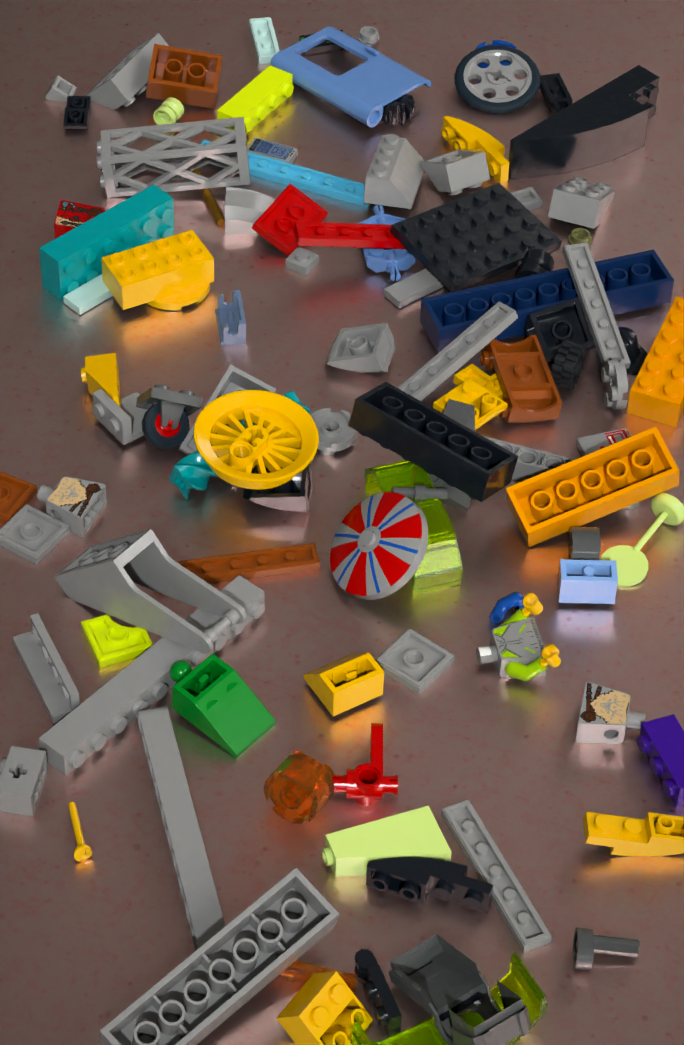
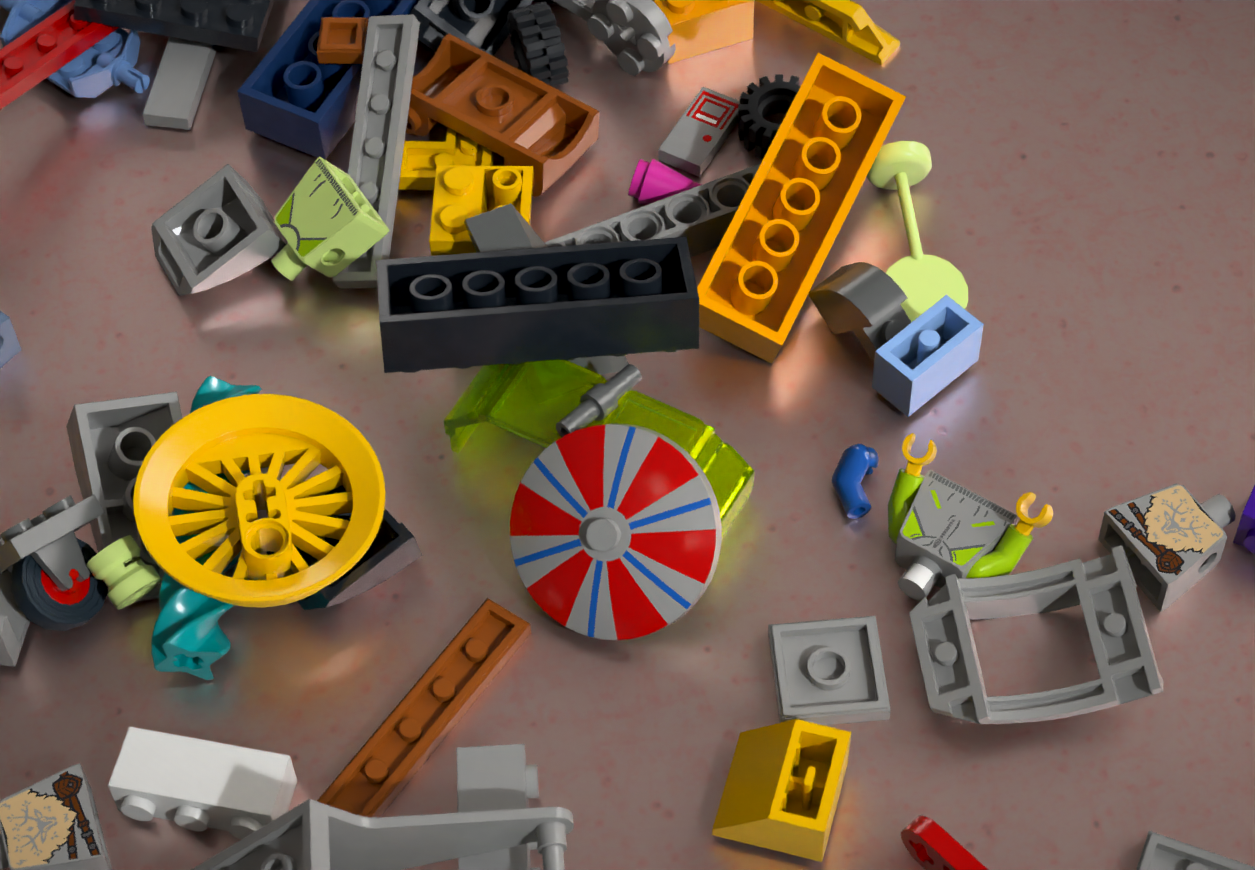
camera: 40 degrees left, 10 degrees up
(134, 513) = (200, 782): none -> white brick
(185, 442) = (124, 572): none -> yellowish green wheel
(333, 440) = (318, 369): light grey plate -> none
(403, 367) = (325, 223): none -> yellowish green torso
(480, 304) = (342, 40): none -> dark orange tile
(544, 713) = (1111, 615): none -> light grey wedge
(558, 445) = (656, 182): none -> dark pink cone

